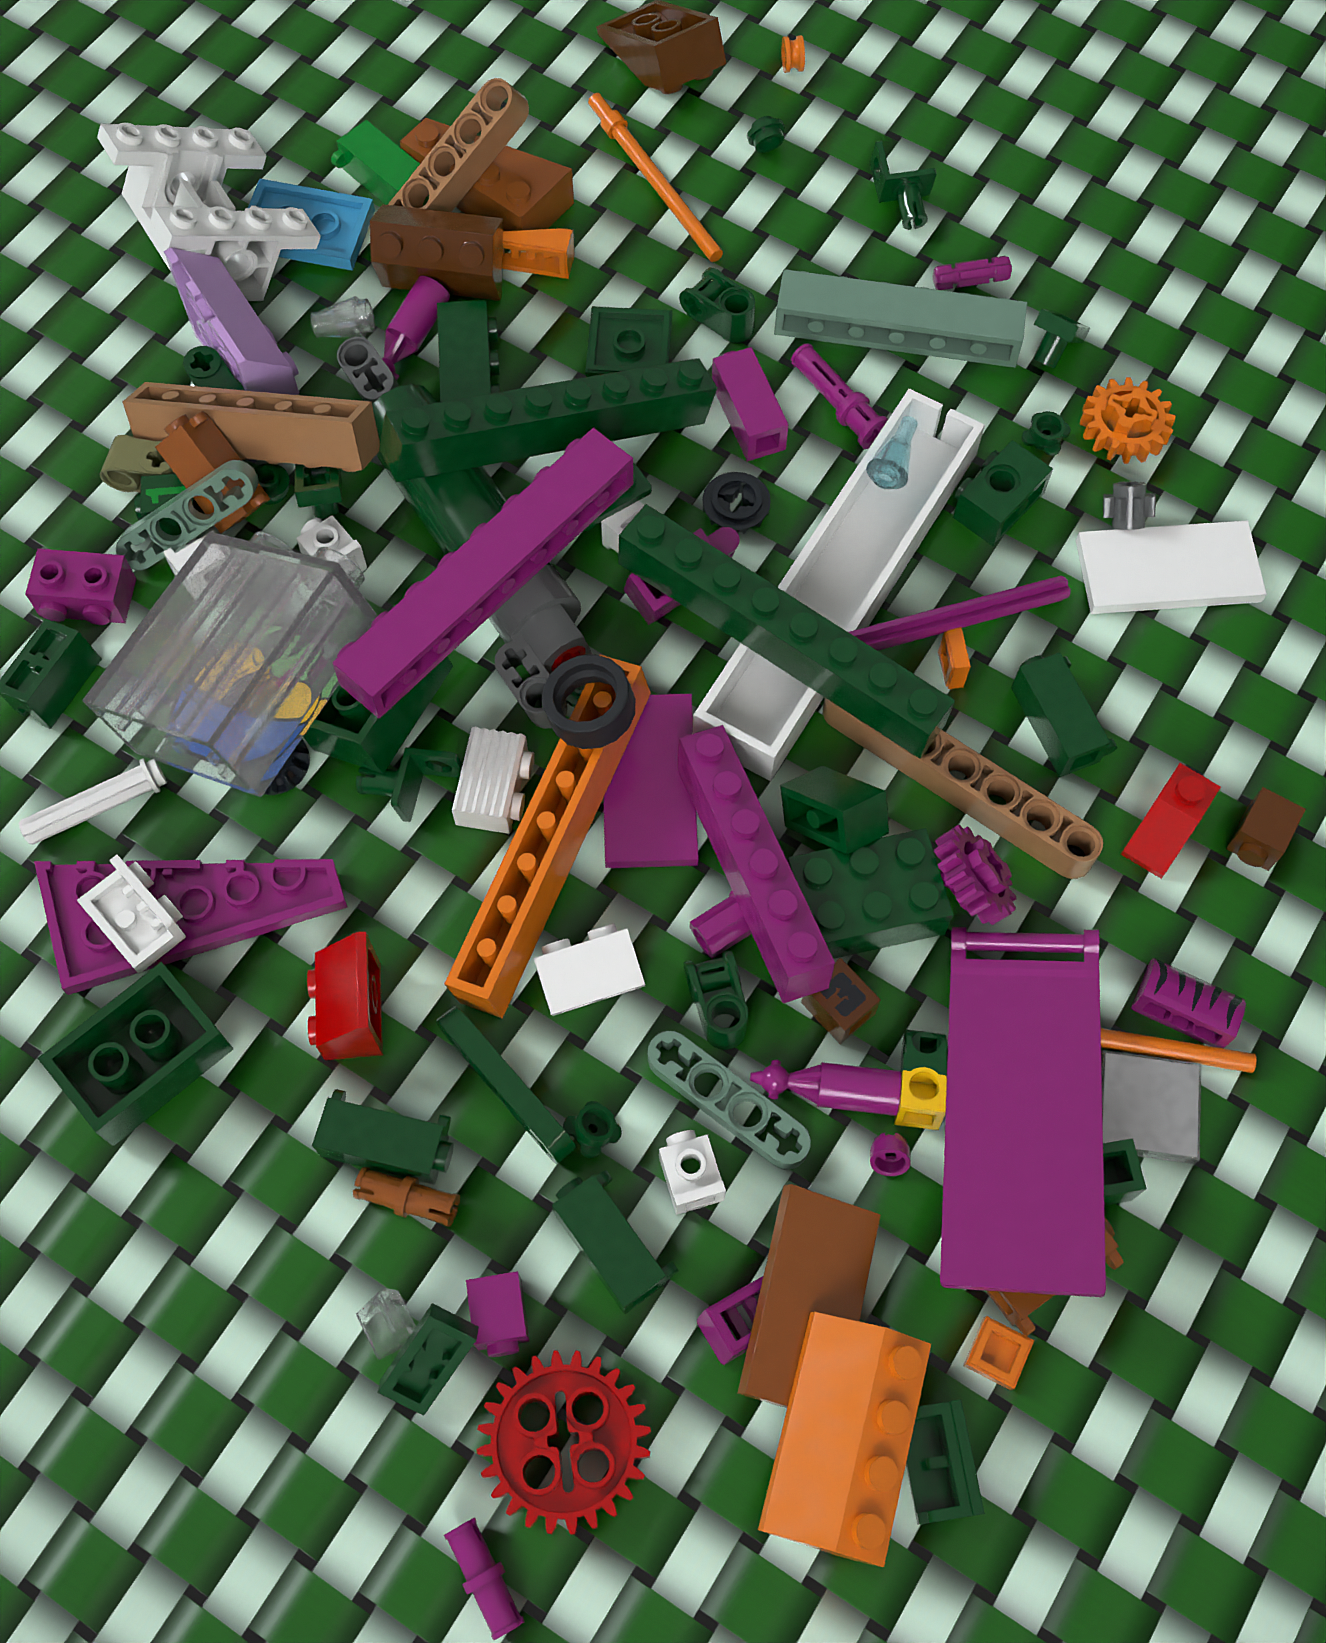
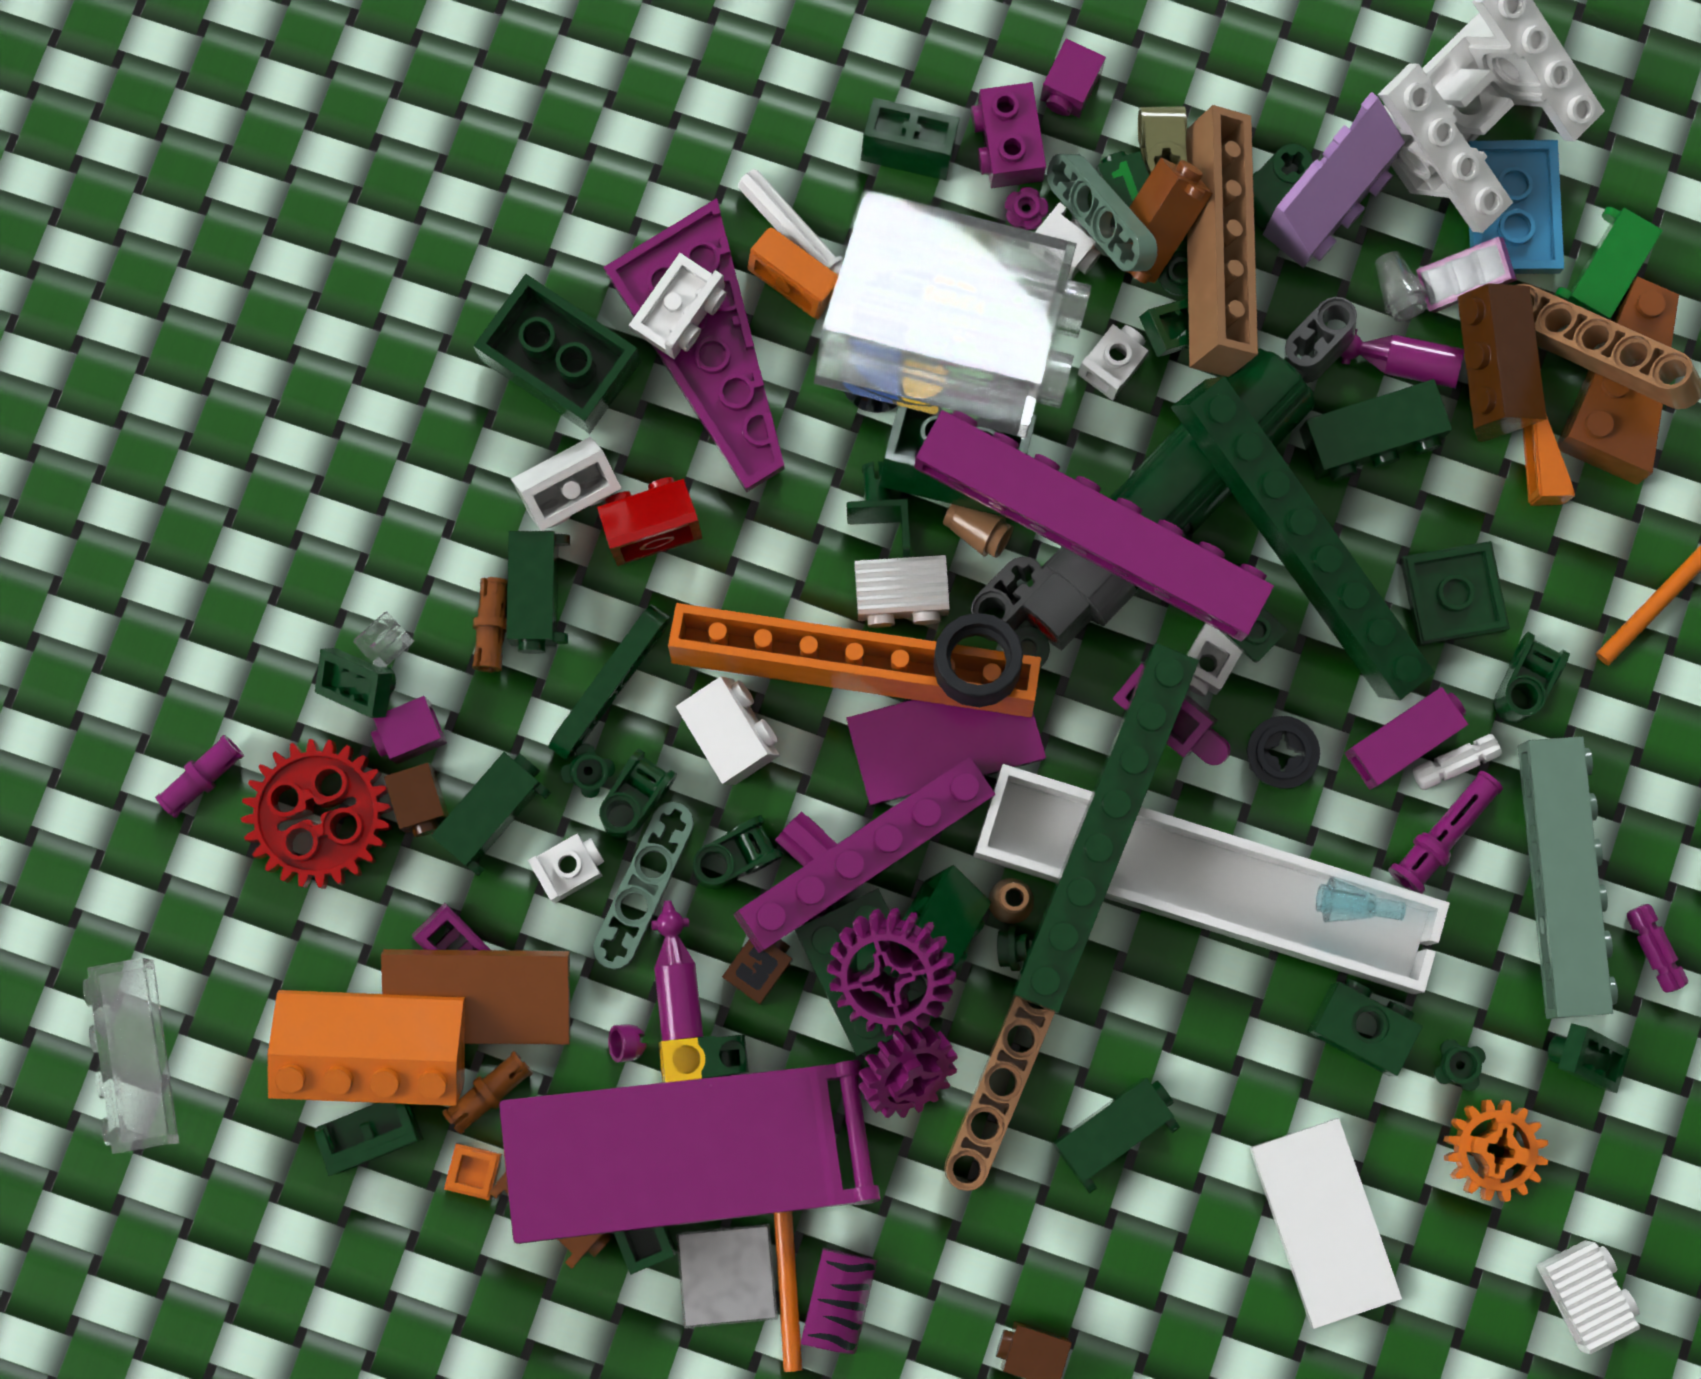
camera: 75 degrees right, 15 degrees up
(48, 521) = (1072, 79): none -> magenta brick
(139, 808) = (792, 272): none -> orange slope
(147, 587) = (1026, 220): none -> magenta plate
(280, 1076) = (566, 484): none -> white brick
(351, 261) = (1464, 272): none -> tile
(453, 700) = (979, 529): none -> medium nougat cone
(578, 1319) = (417, 799): none -> reddish brown brick
(626, 1078) = (637, 793): none -> dark green piece
(778, 374) = (1457, 761): none -> white axle
(822, 748) = (1005, 912): none -> medium nougat cone
(869, 761) = (1012, 947): none -> dark green plate
(890, 807) = (858, 984): none -> magenta gear
(915, 1313) = (487, 1092): none -> dark orange pin
(954, 658) = (1150, 1011): orange tile -> none
(964, 613) = (1190, 1005): magenta axle -> none
(1129, 505) = (1381, 1166): dark grey gear -> none
(1170, 820) = (1020, 1257): red slope -> none
(1263, 382) = (1589, 1296): none -> white brick

